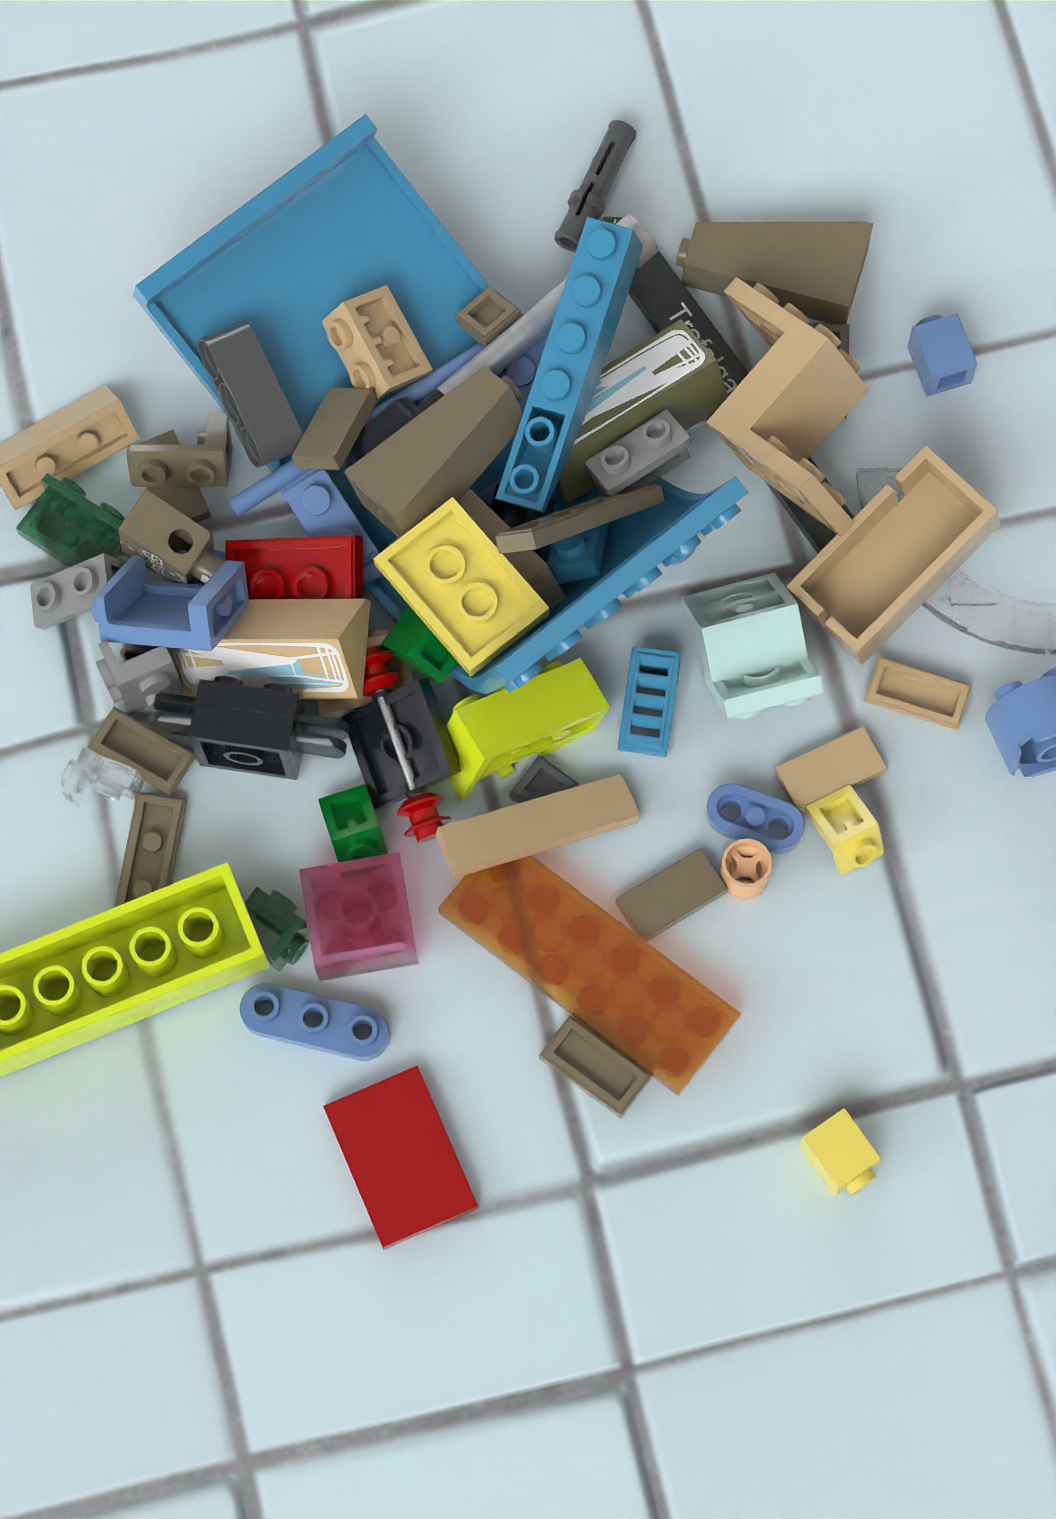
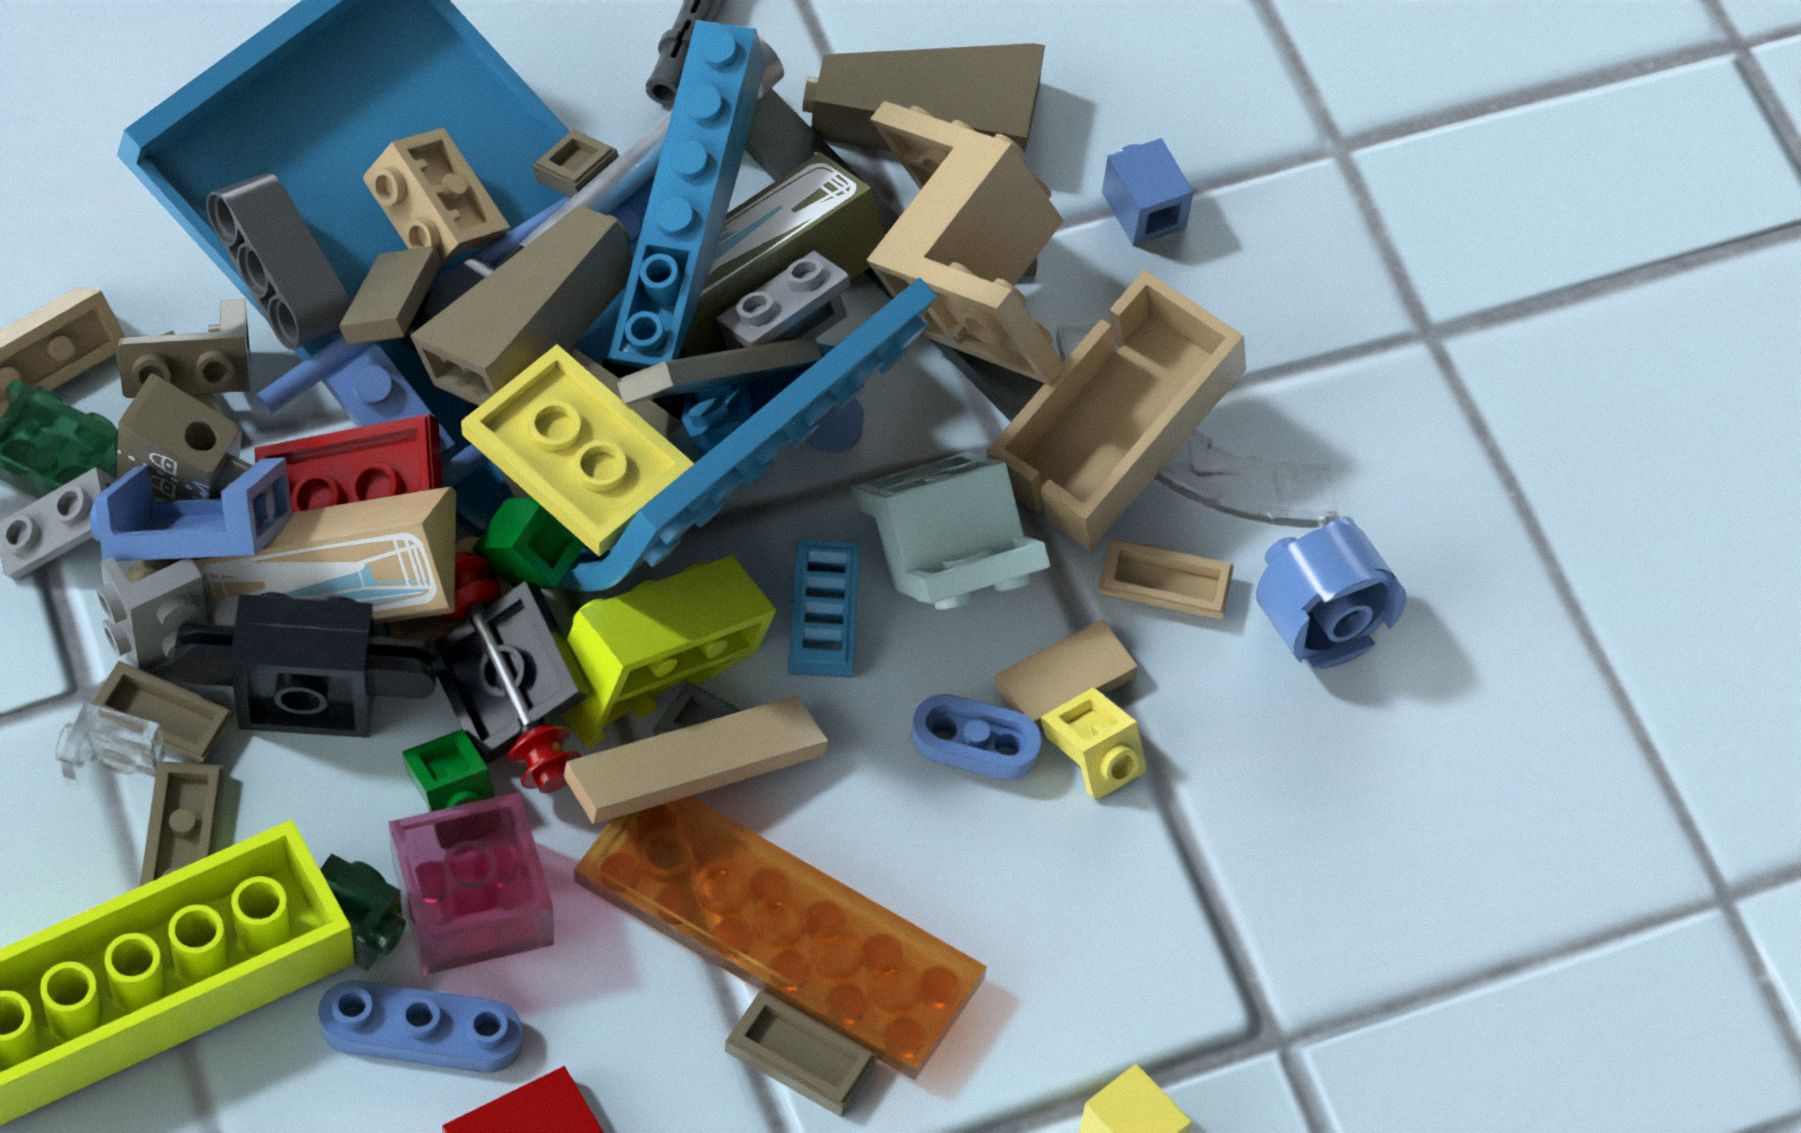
camera: 15 degrees left, 15 degrees down
(671, 895) = (879, 836): dark tan tile -> none
(746, 859) = (970, 780): light nougat wheel -> none

